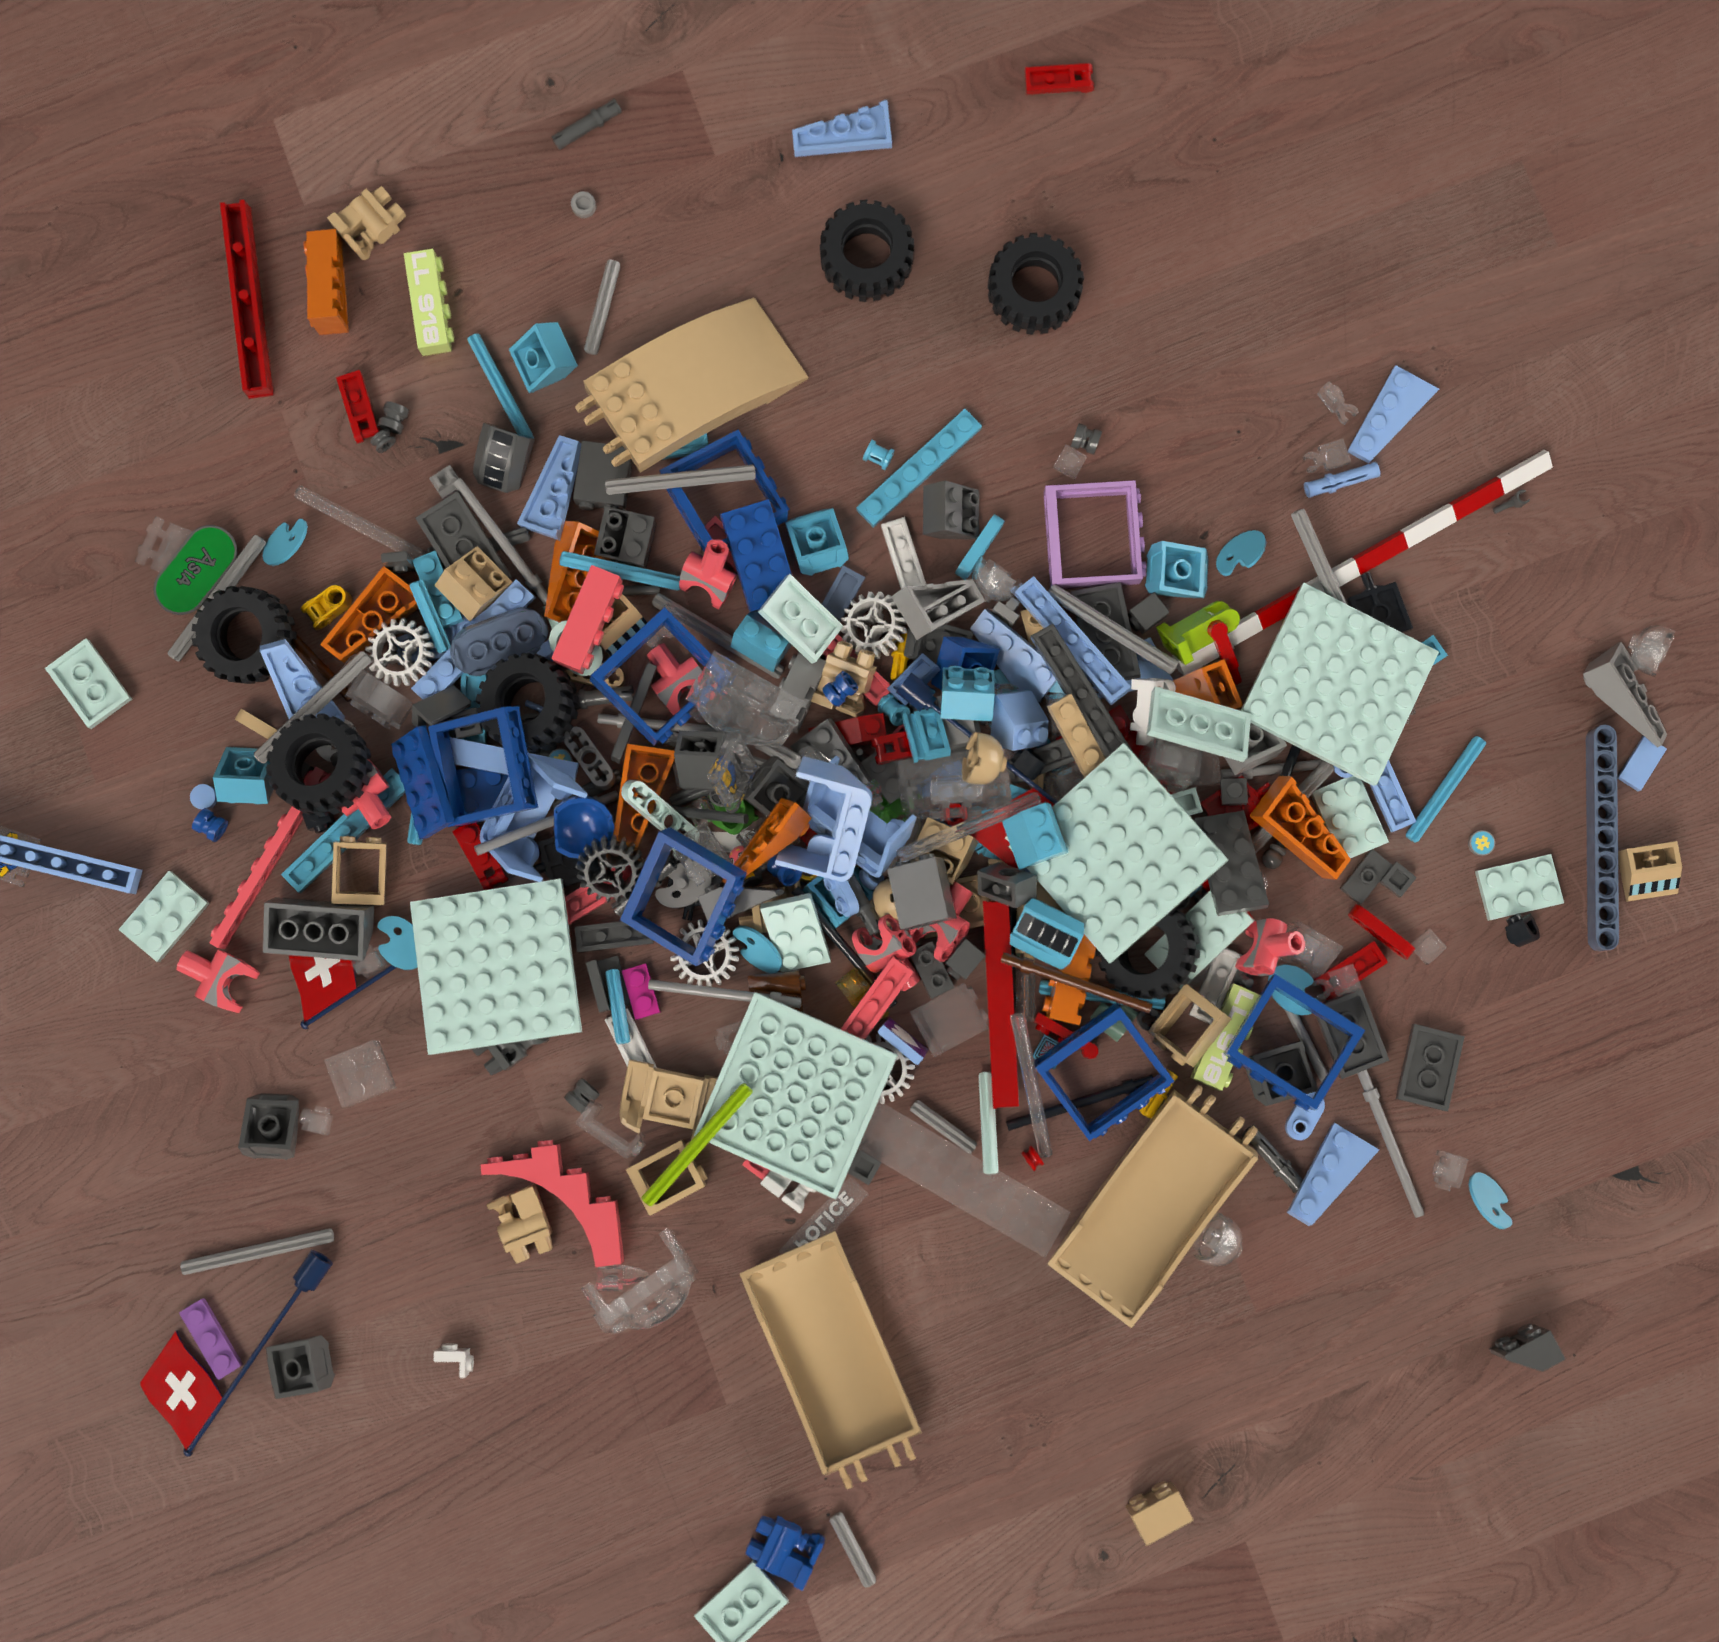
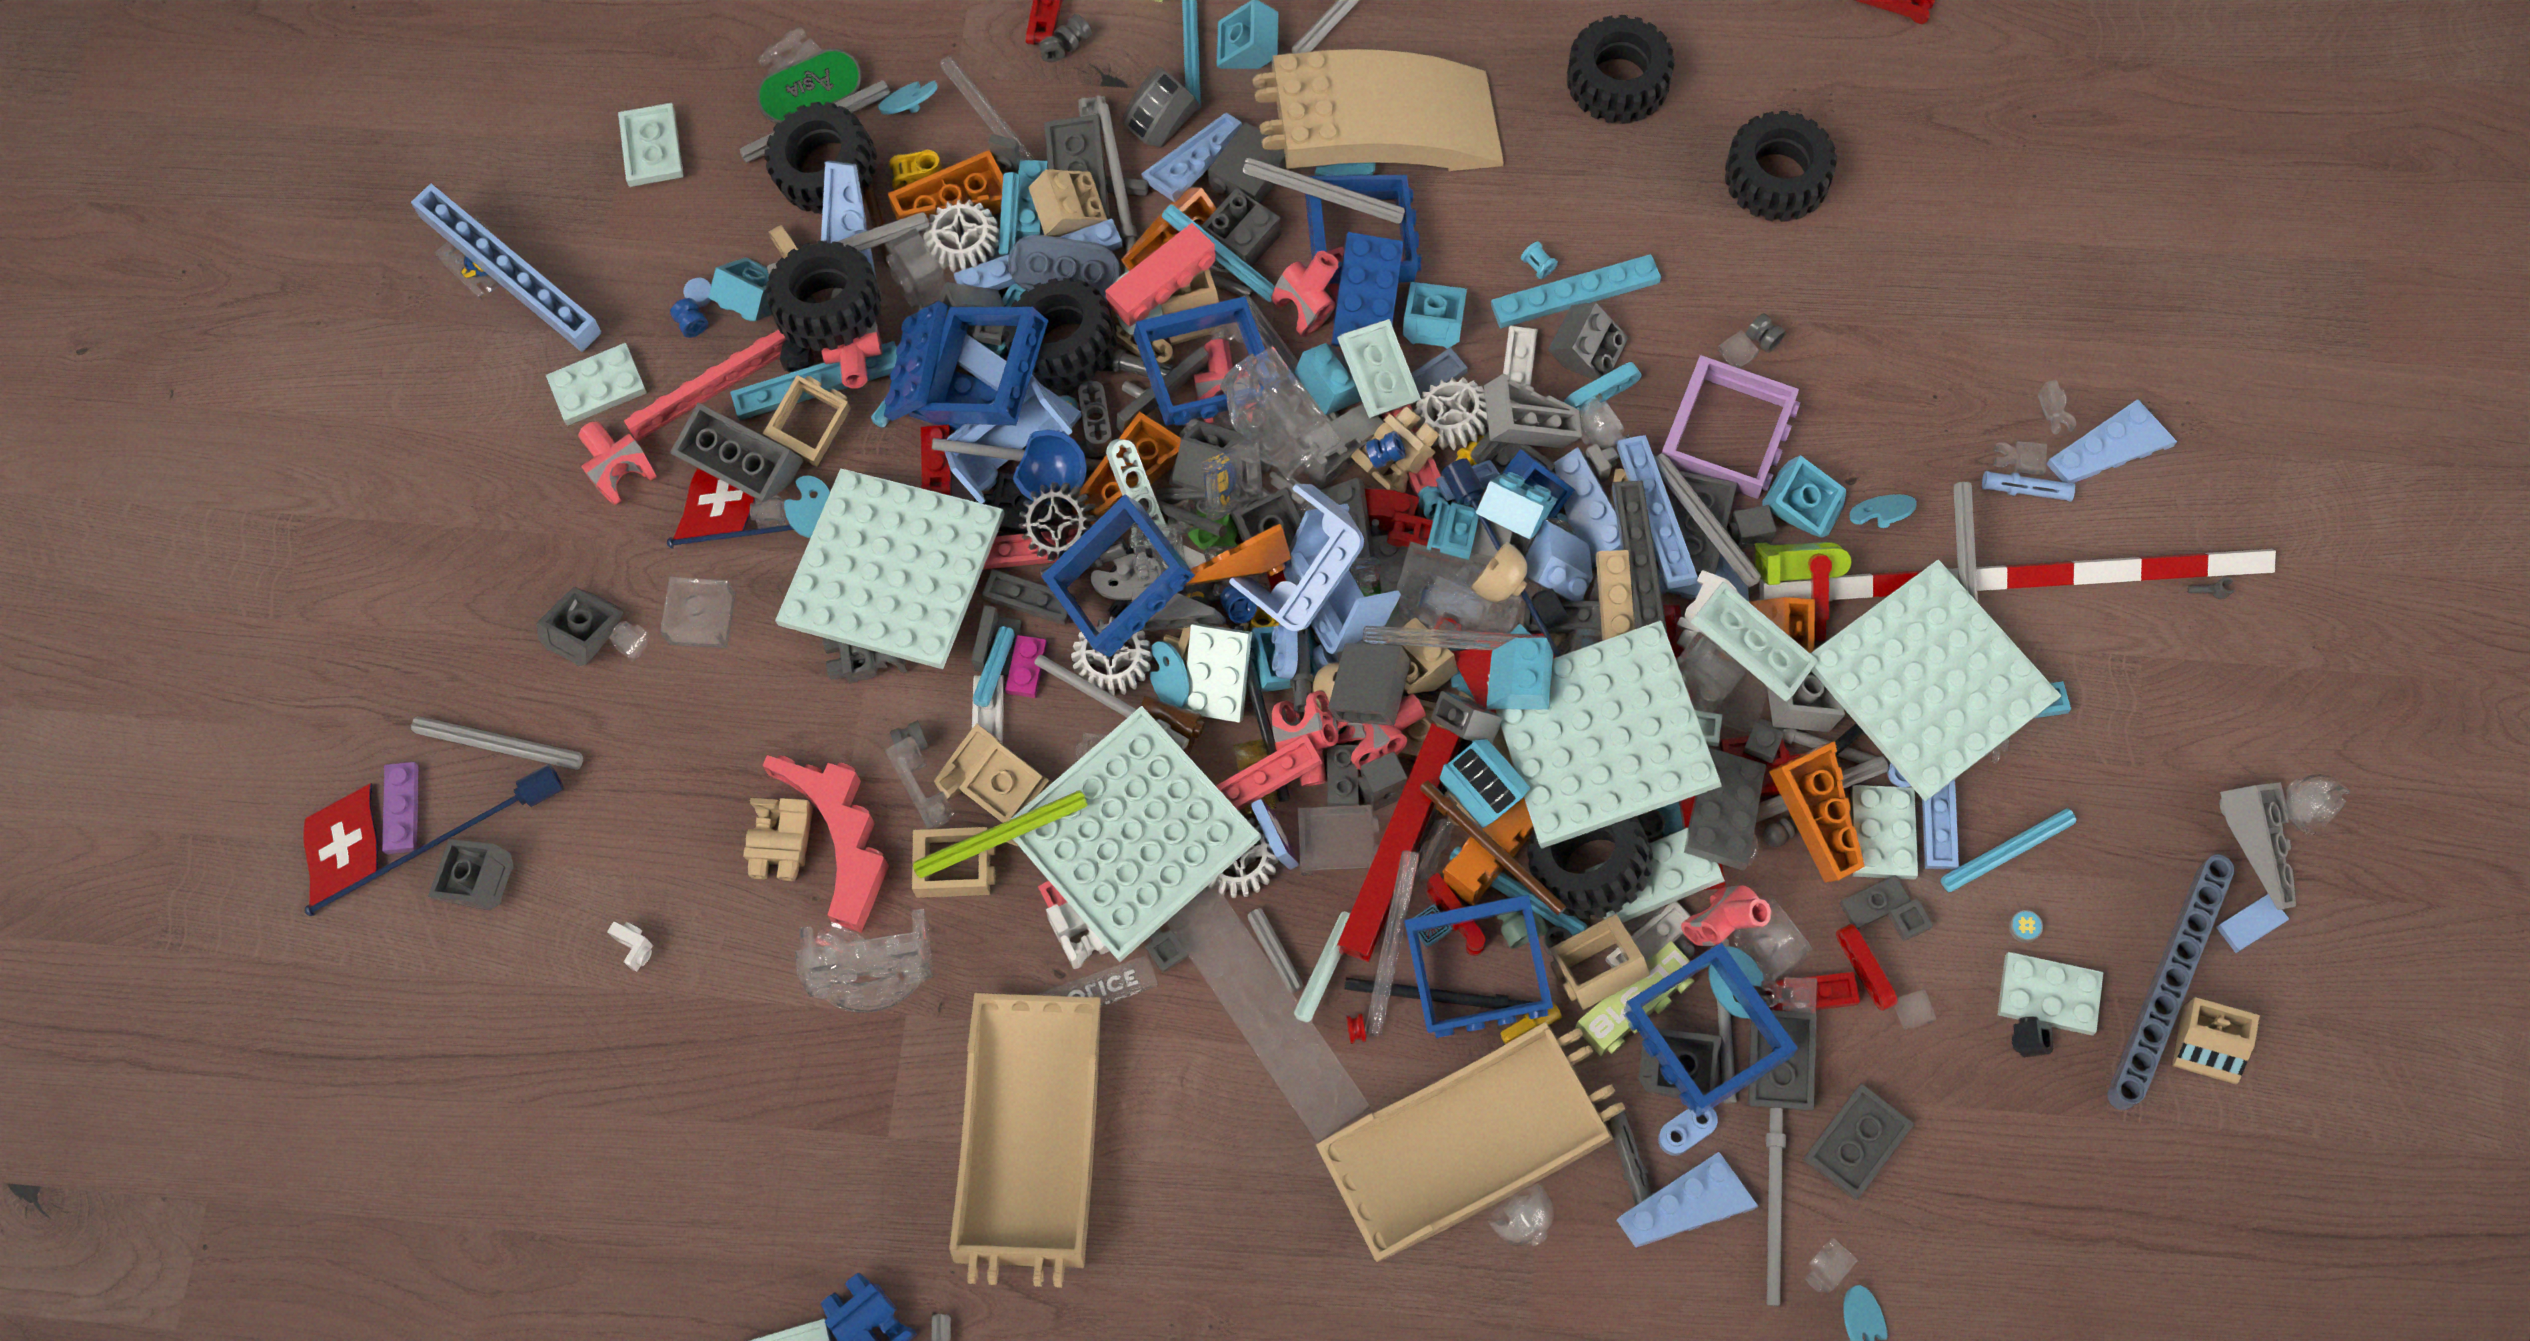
camera: 30 degrees right, 15 degrees down
(1382, 604) = (2021, 625): black plate -> none

